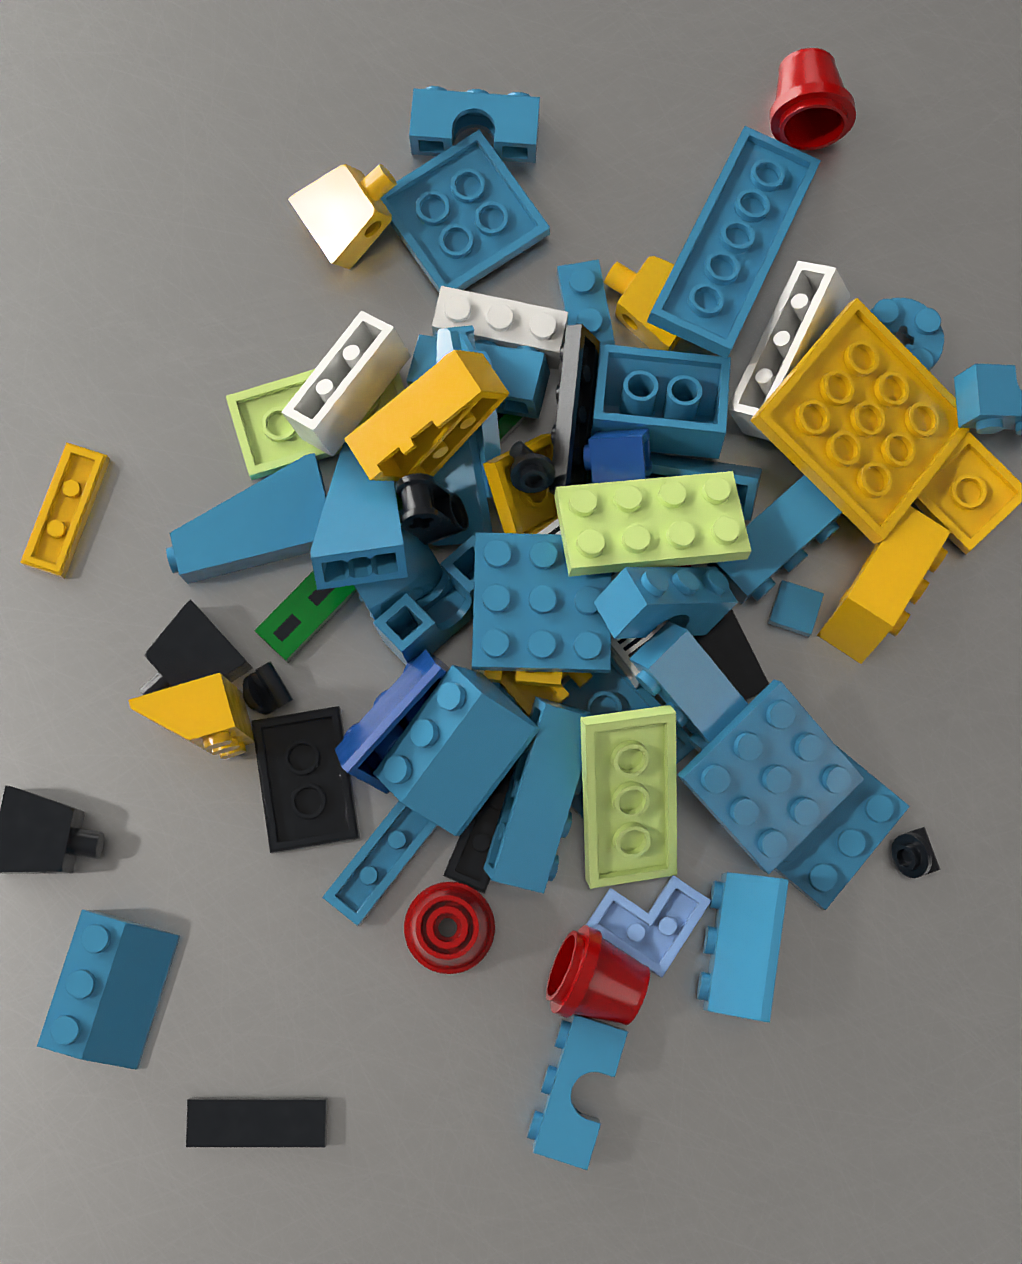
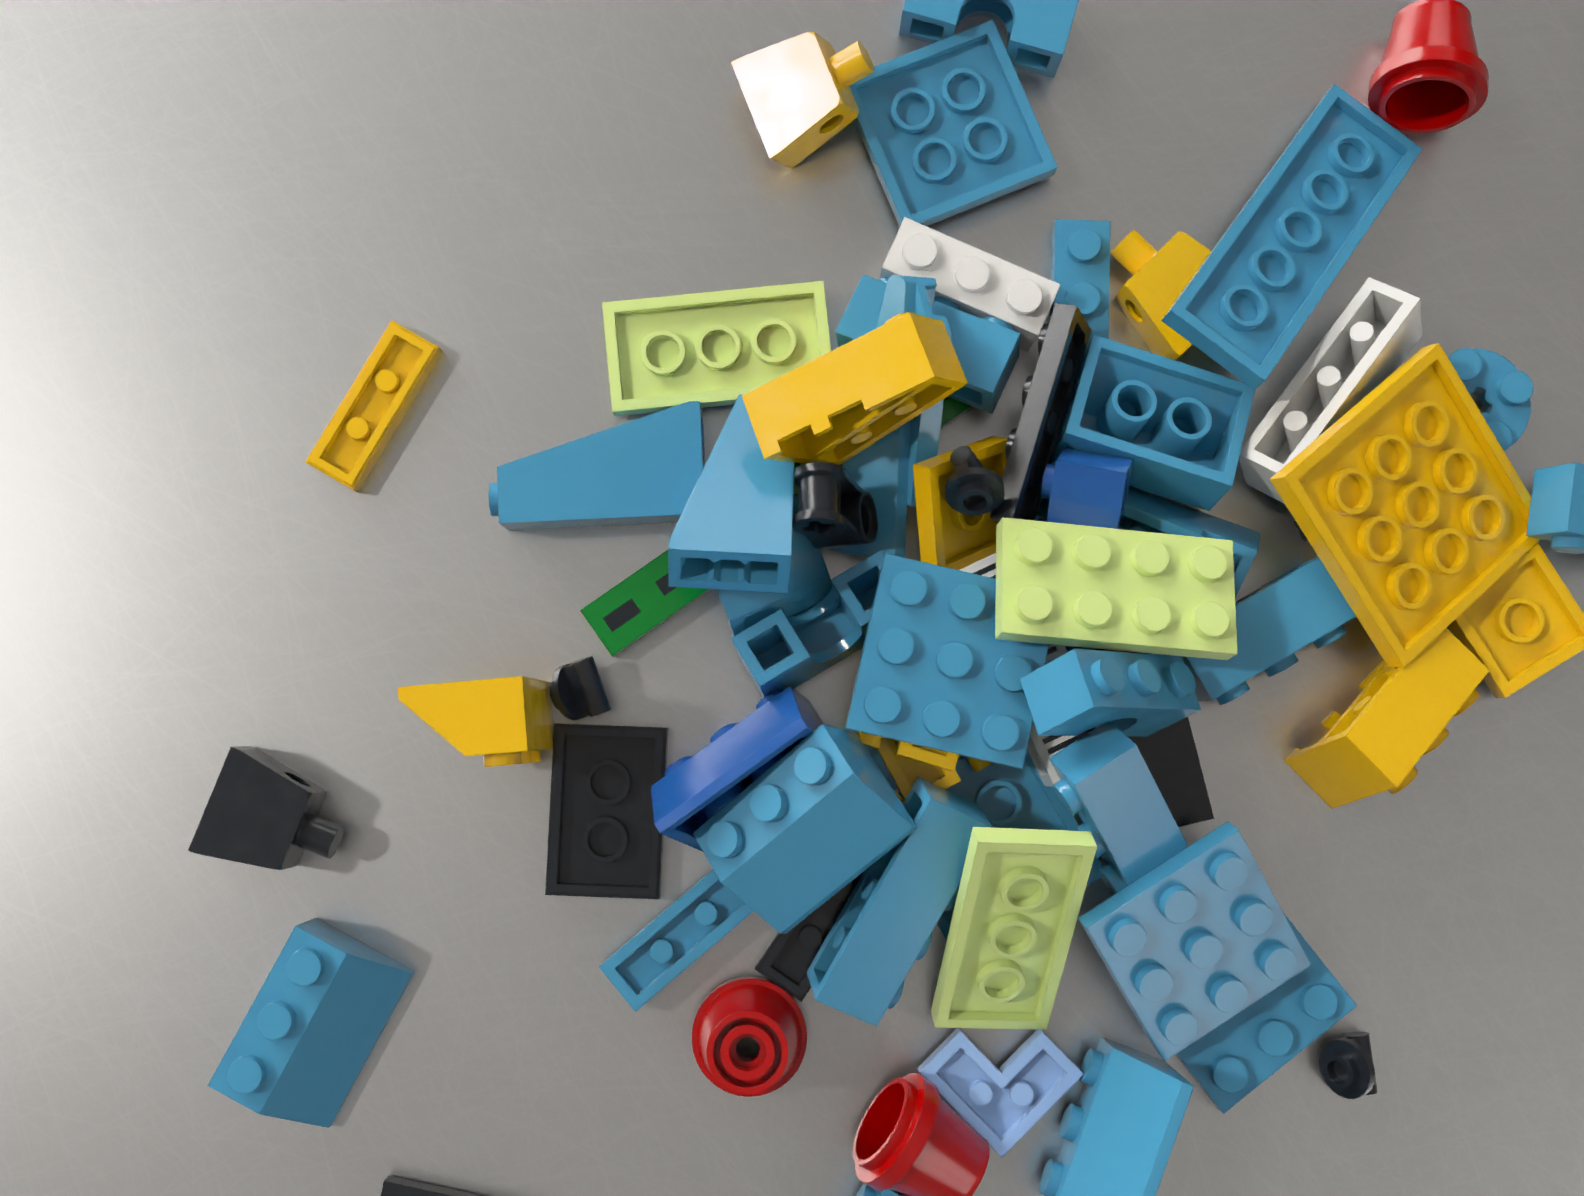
camera: 10 degrees right, 5 degrees up
(192, 650) = (494, 630): black torso -> none
(346, 383) = (759, 320): white brick -> none
(795, 608) = (1265, 722): dark azure tile -> none

